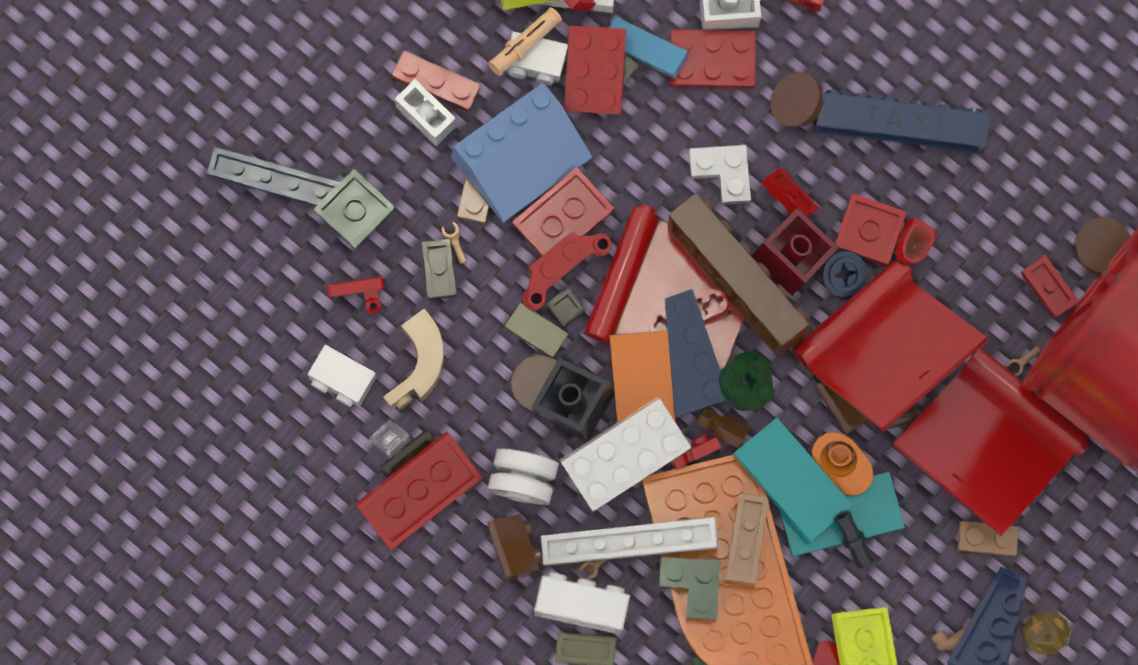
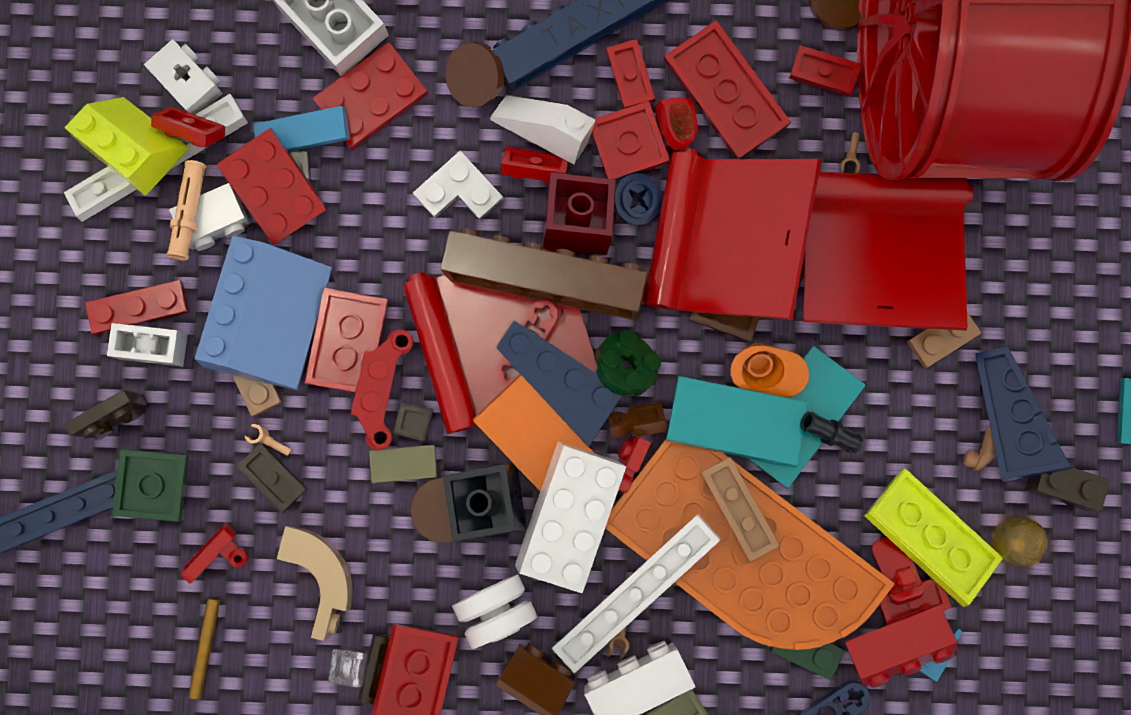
camera: 30 degrees left, 5 degrees up
(299, 351) = (204, 648): none -> pearl gold bar
(341, 376) = (258, 646): white brick -> none
(361, 138) = (100, 419): none -> dark brown plate
(700, 580) = (724, 578): plate -> none
(821, 173) = (546, 124): none -> white slope
(908, 183) = (630, 73): none -> red plate
(968, 247) = (727, 90): none -> red plate
(1046, 632) = (1062, 381): clear yellow hair -> none

